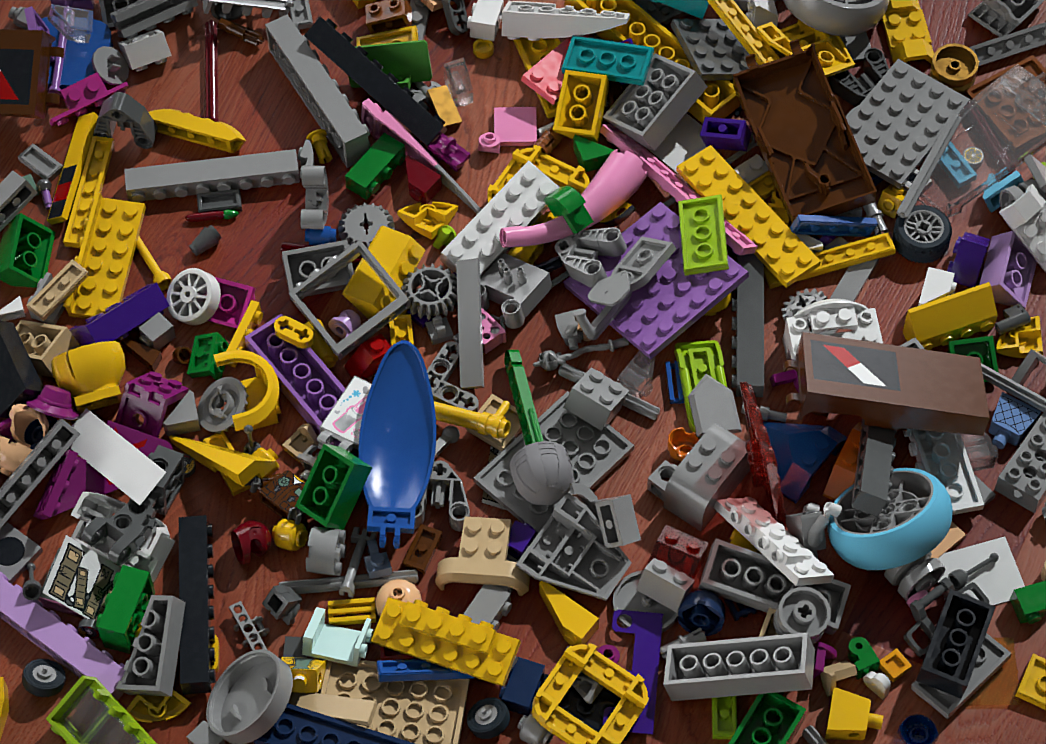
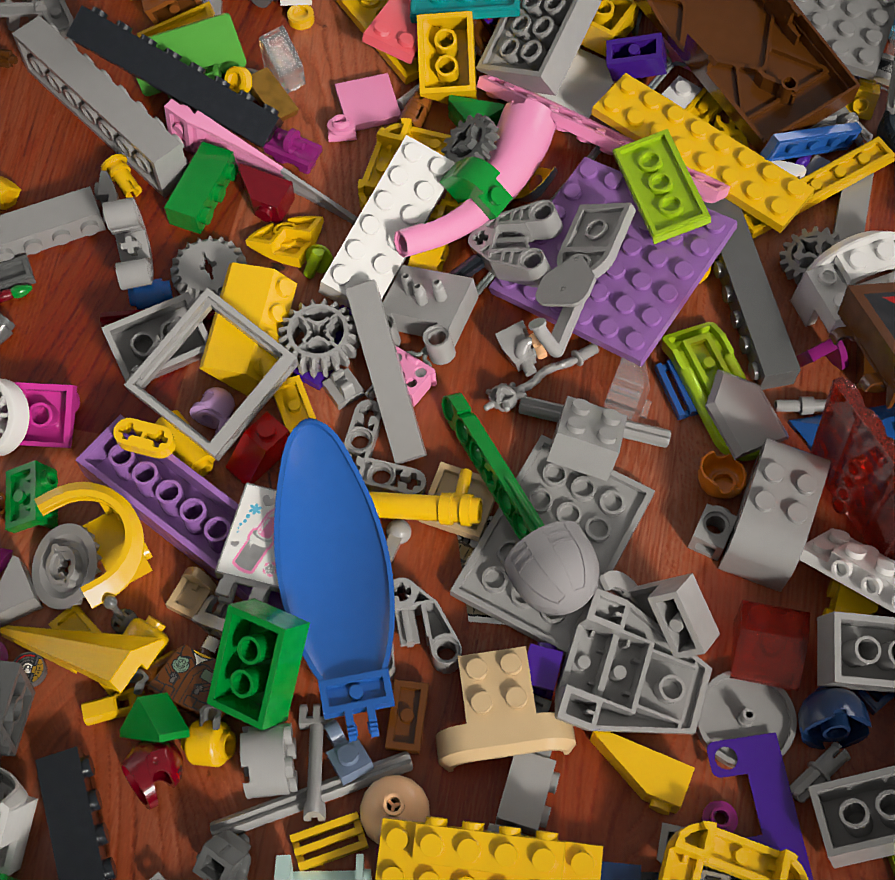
camera: 15 degrees left, 5 degrees up
(229, 500) = (108, 707): none -> yellow bar
(247, 325) = (80, 428): yellow plate -> none
(258, 508) = (154, 720): none -> green slope
(422, 91) = (239, 78): none -> yellow tile
(577, 173) = (472, 139): none -> dark grey gear
(665, 584) = (773, 692): light grey brick -> none

